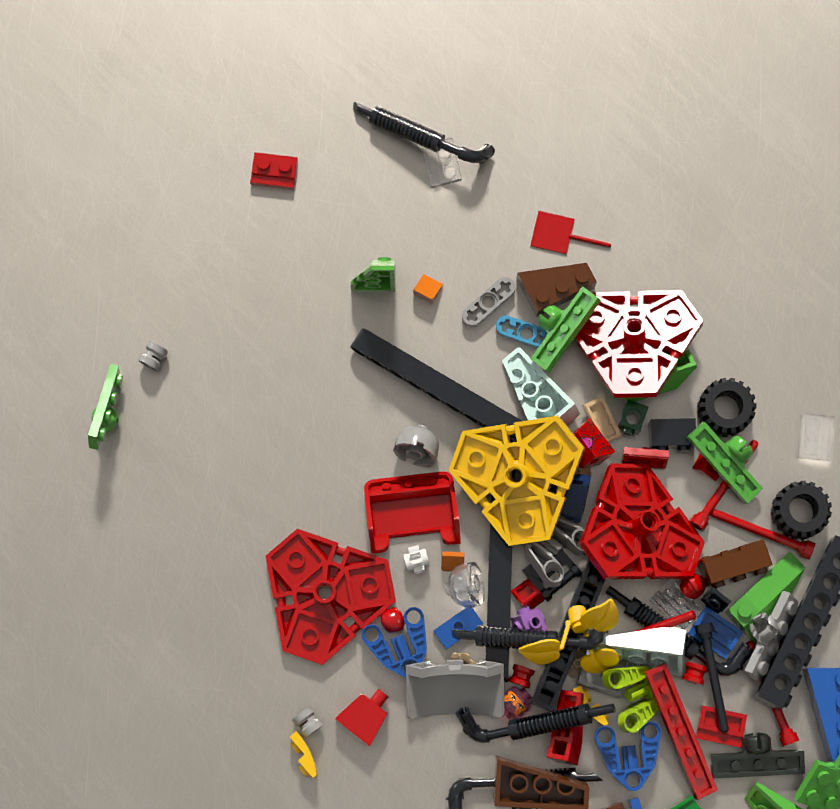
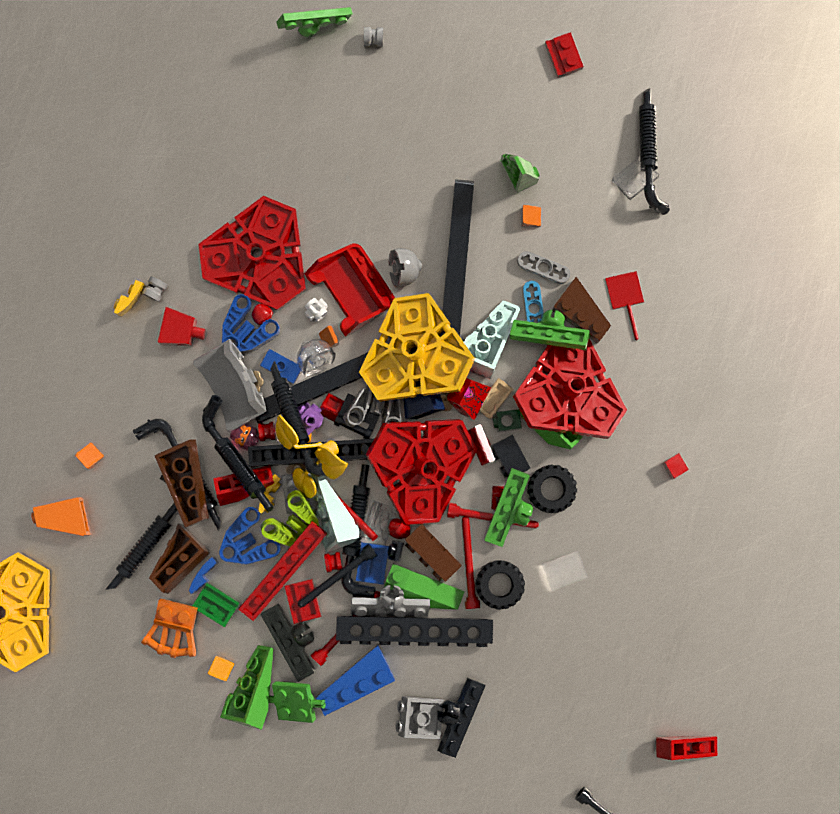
camera: 60 degrees right, 5 degrees up
(761, 271) = (675, 466): none -> slope

